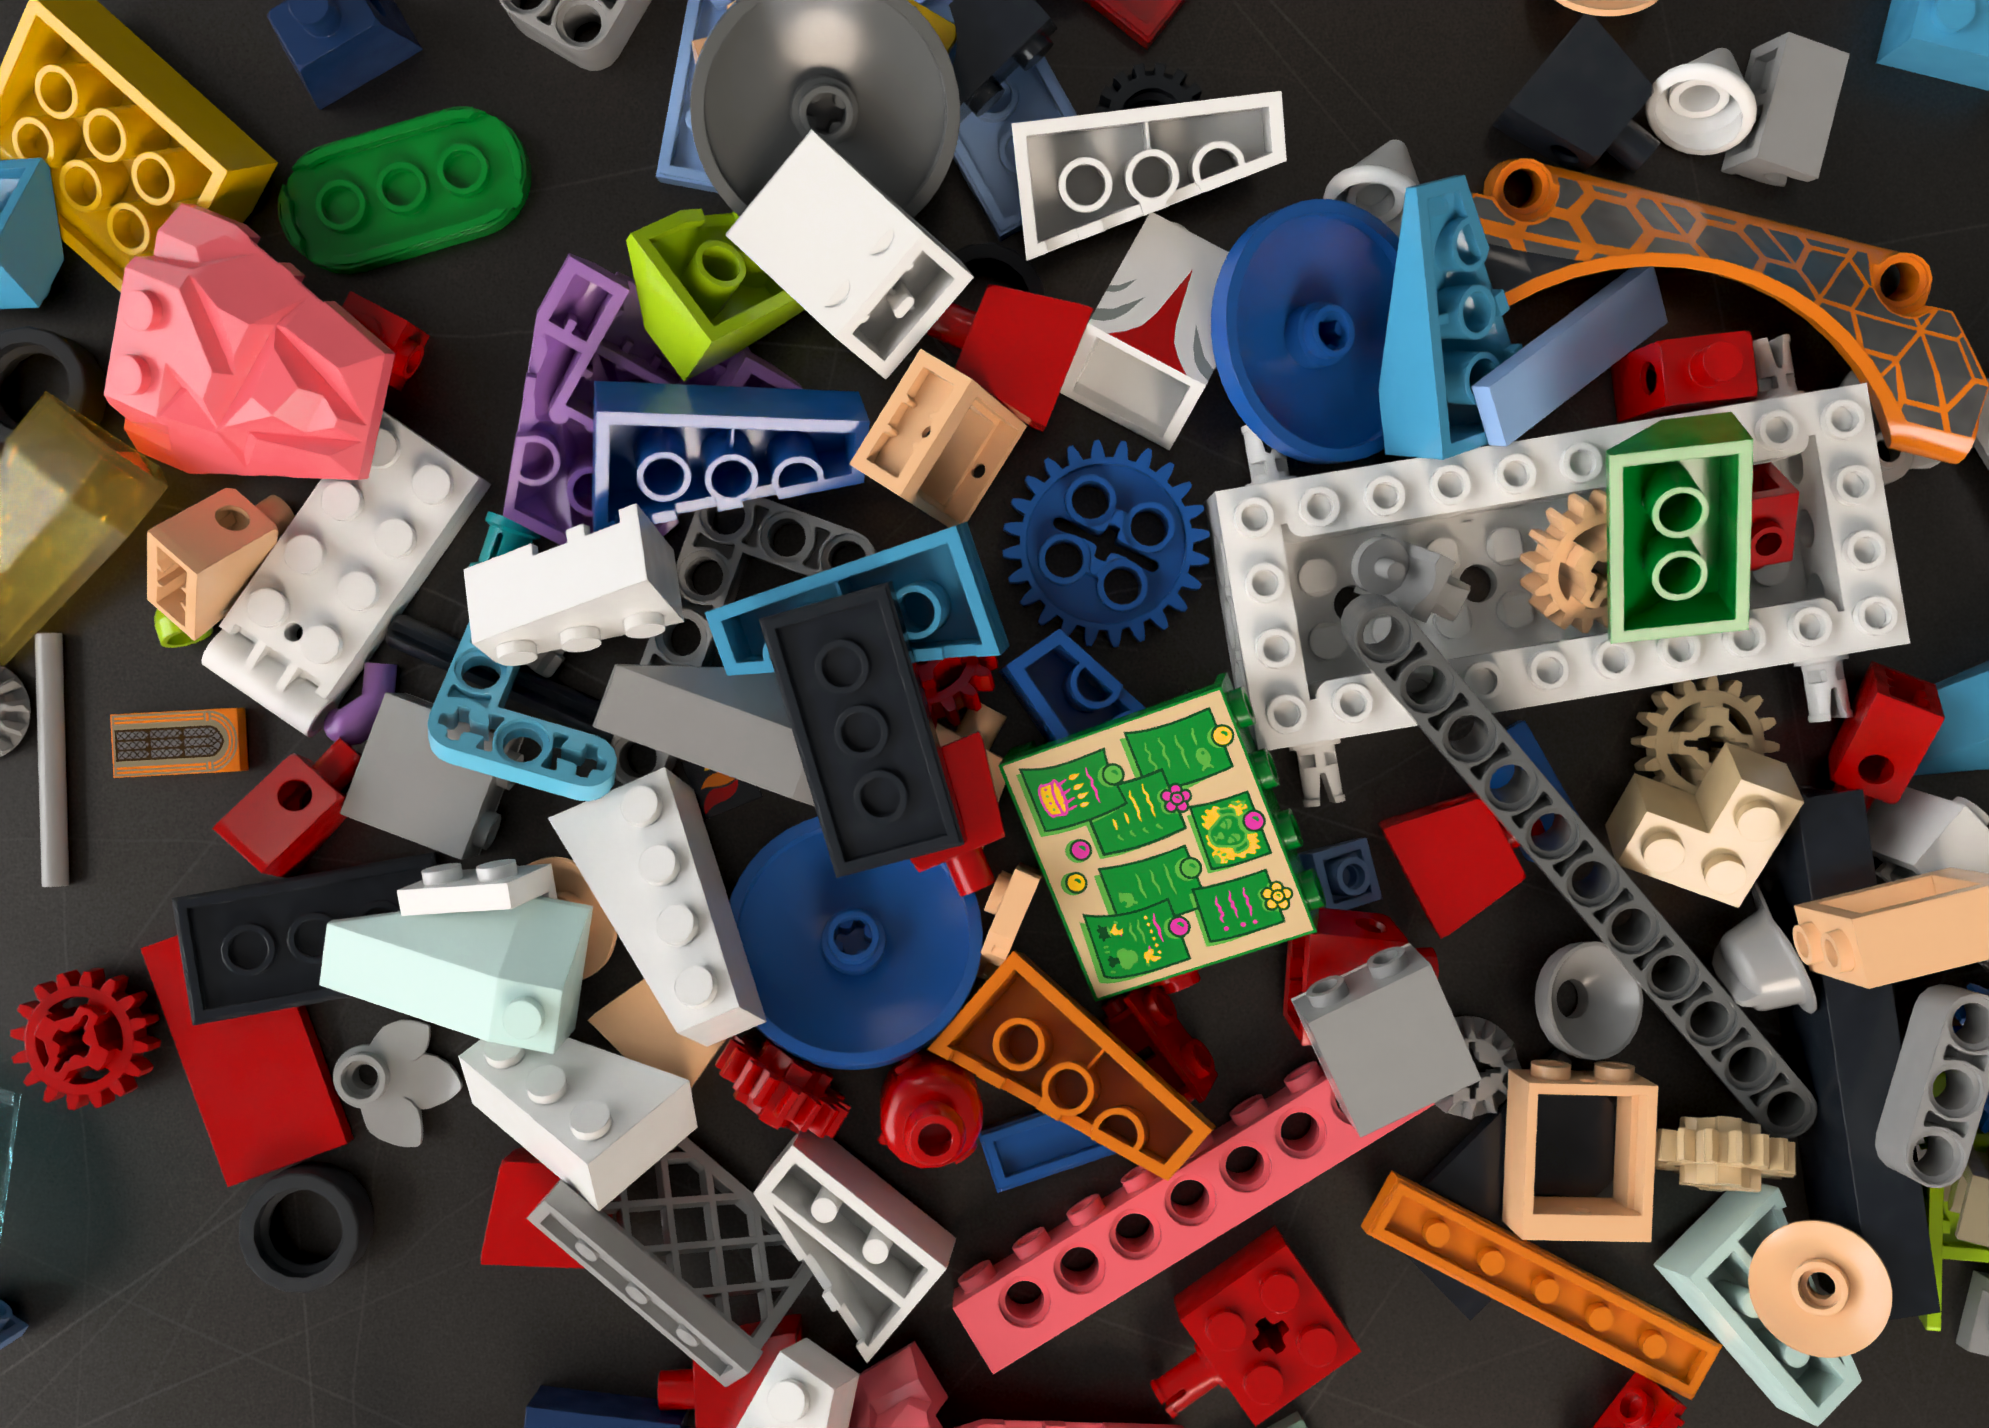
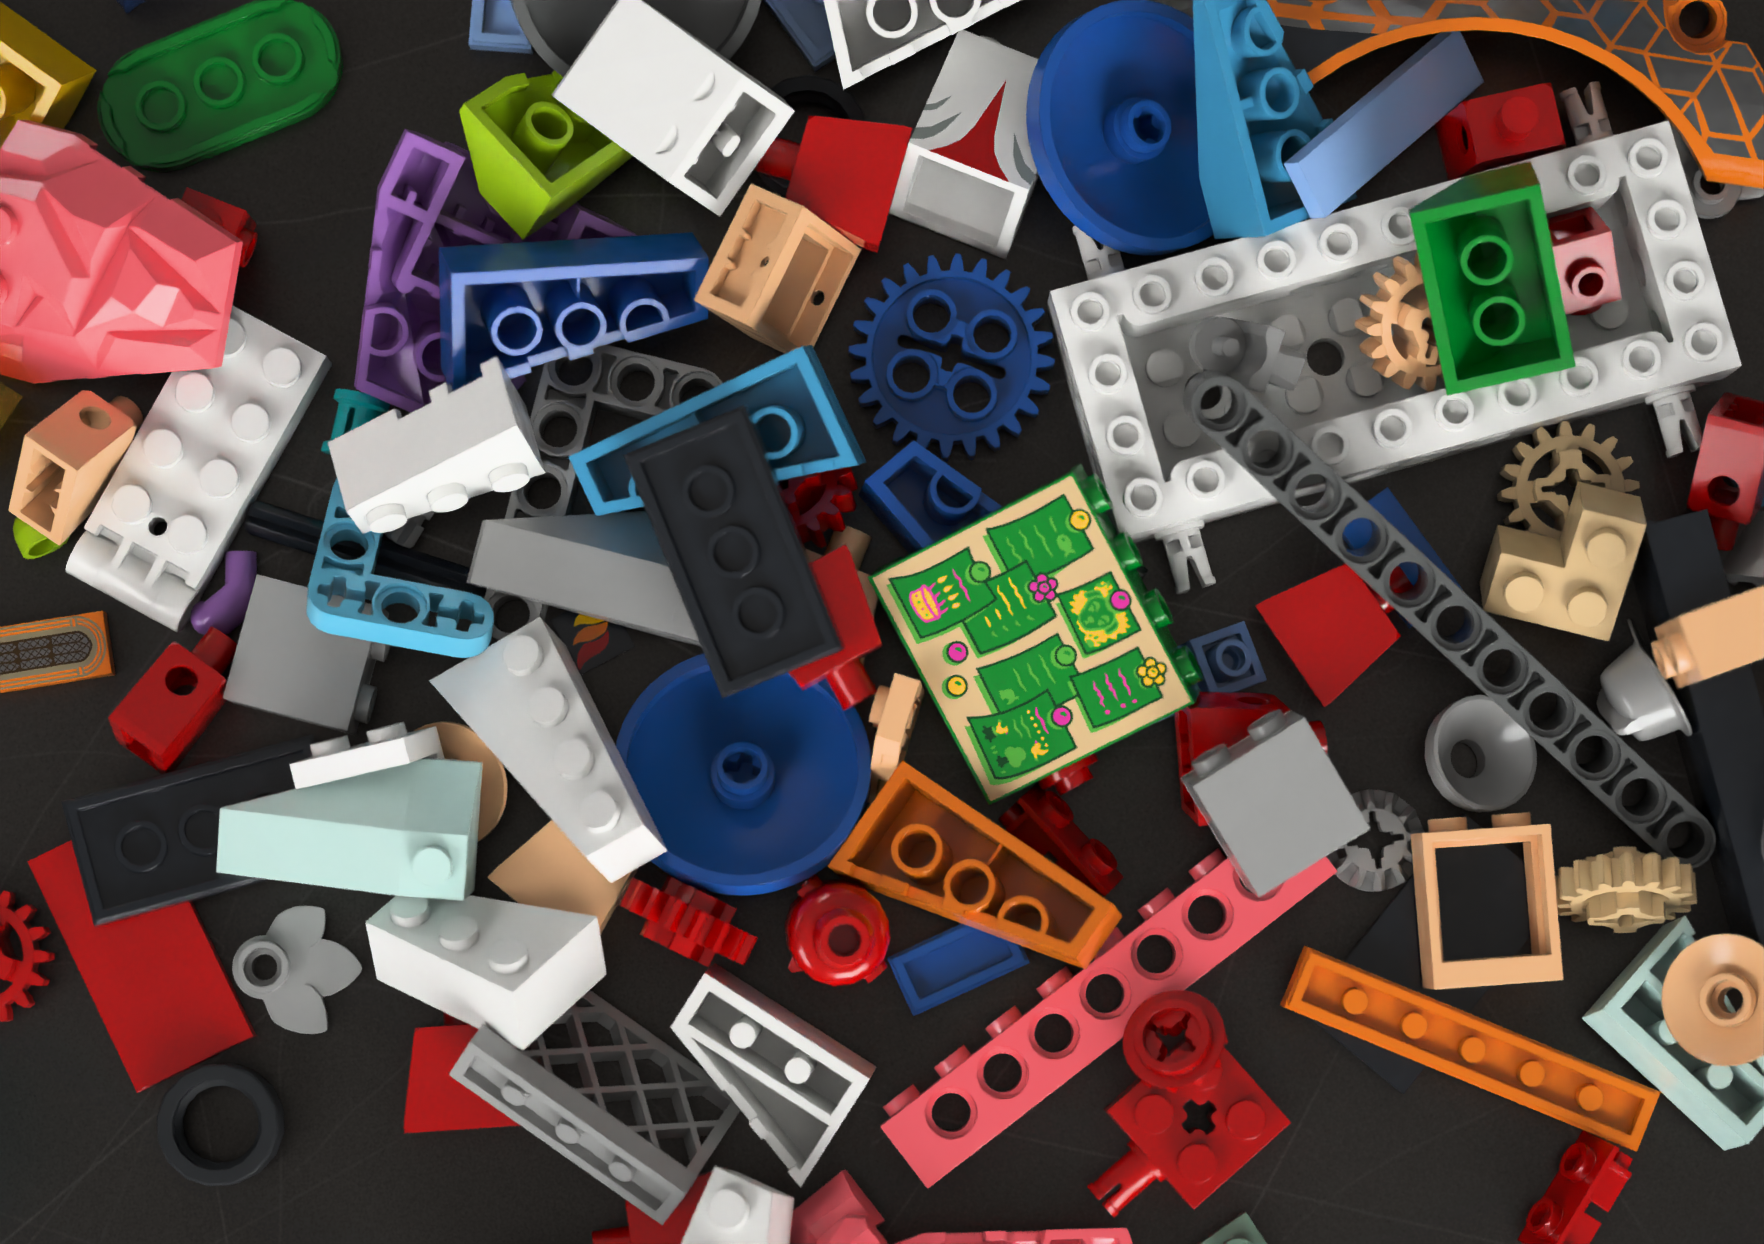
camera: 10 degrees left, 5 degrees down
(1225, 1270) = (1170, 1014): none -> red gear

